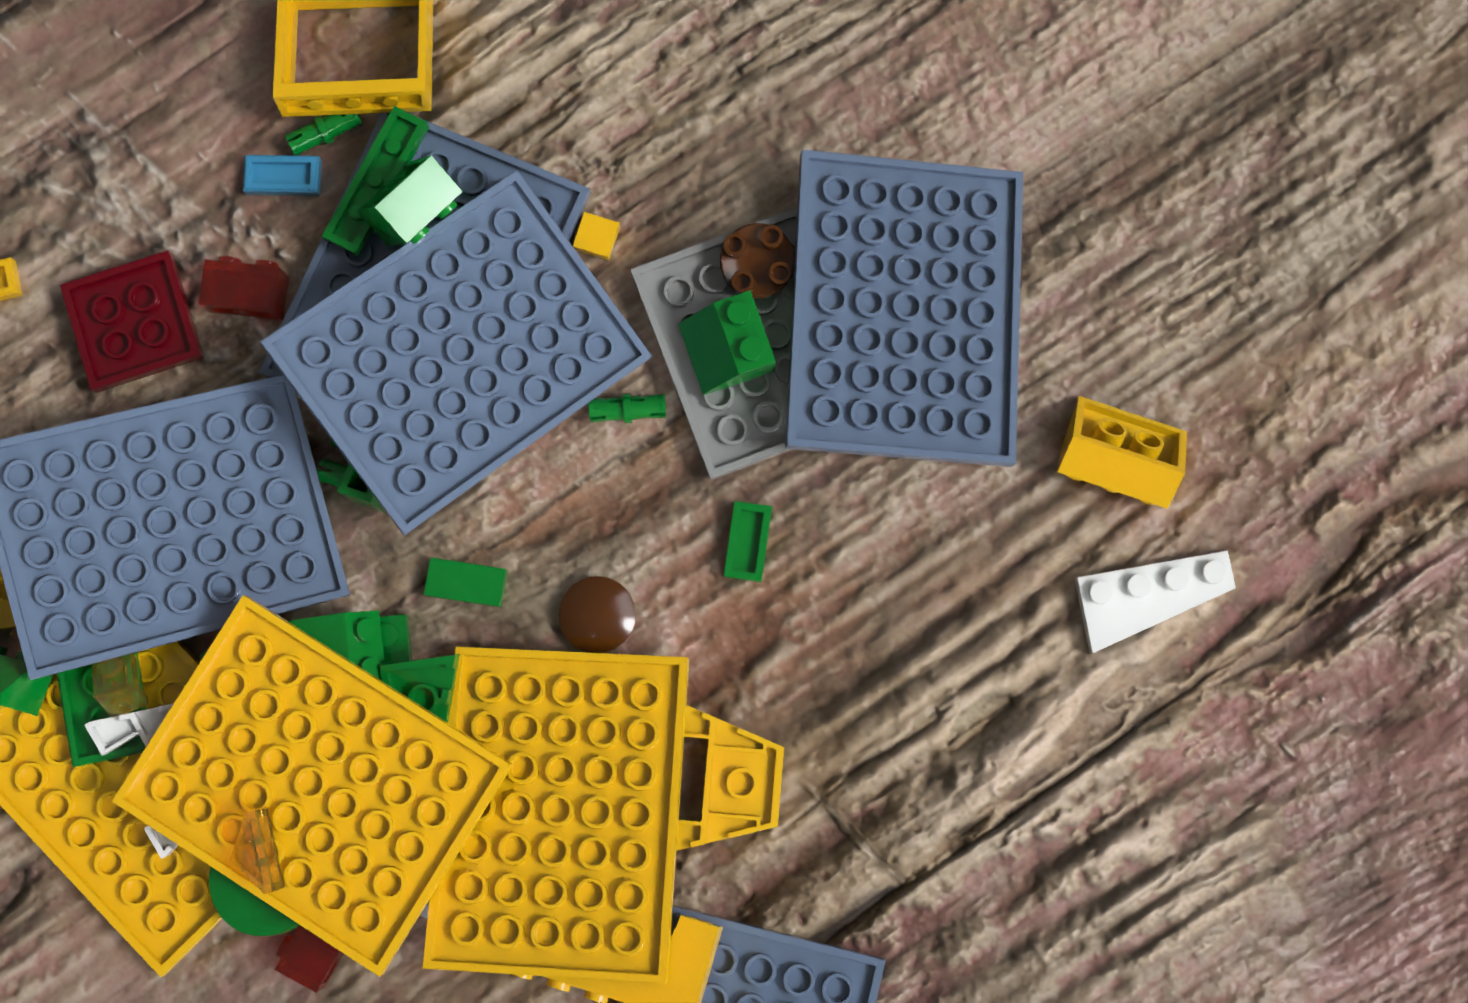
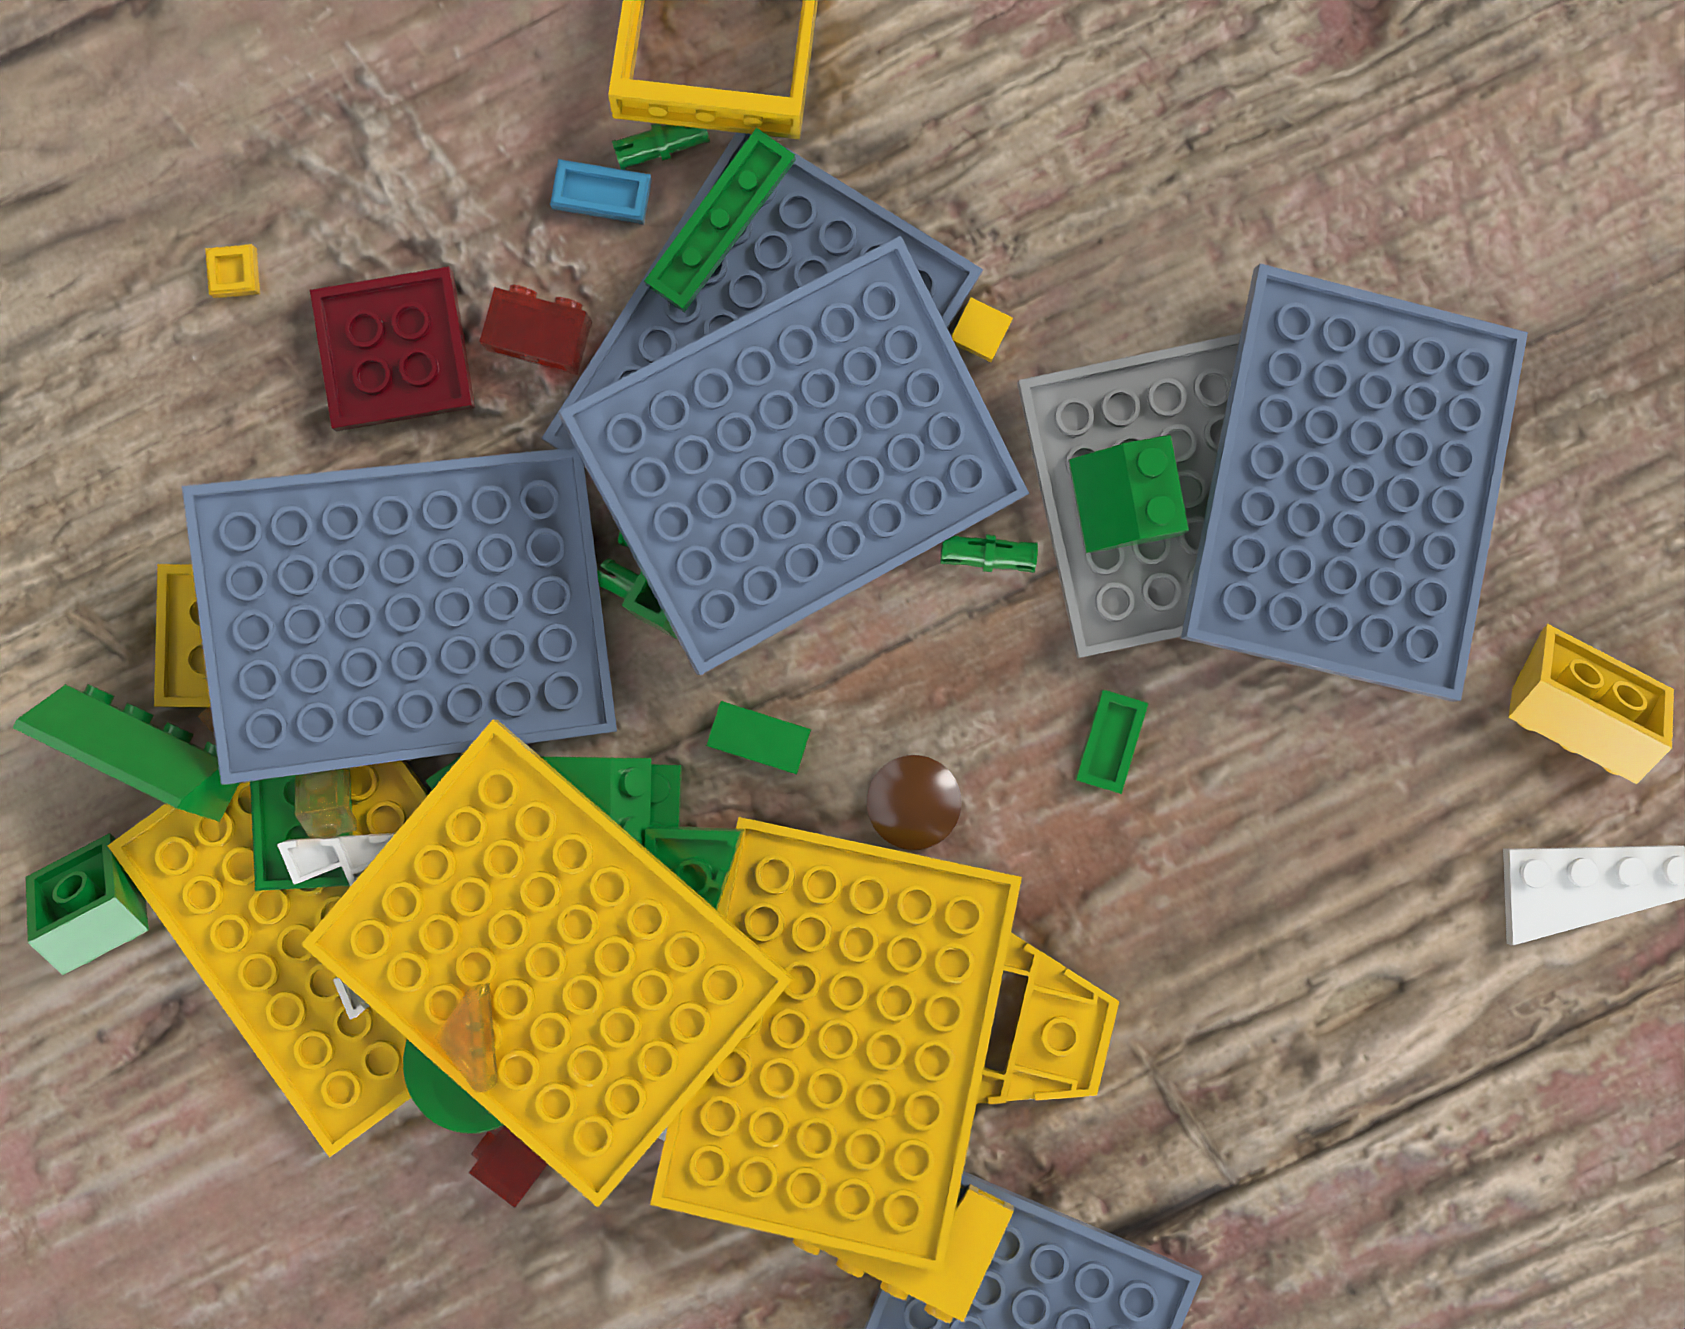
camera: 10 degrees right, 5 degrees up
(410, 202) = (764, 257): brick -> none
(757, 260) = (1180, 394): reddish brown dish -> none

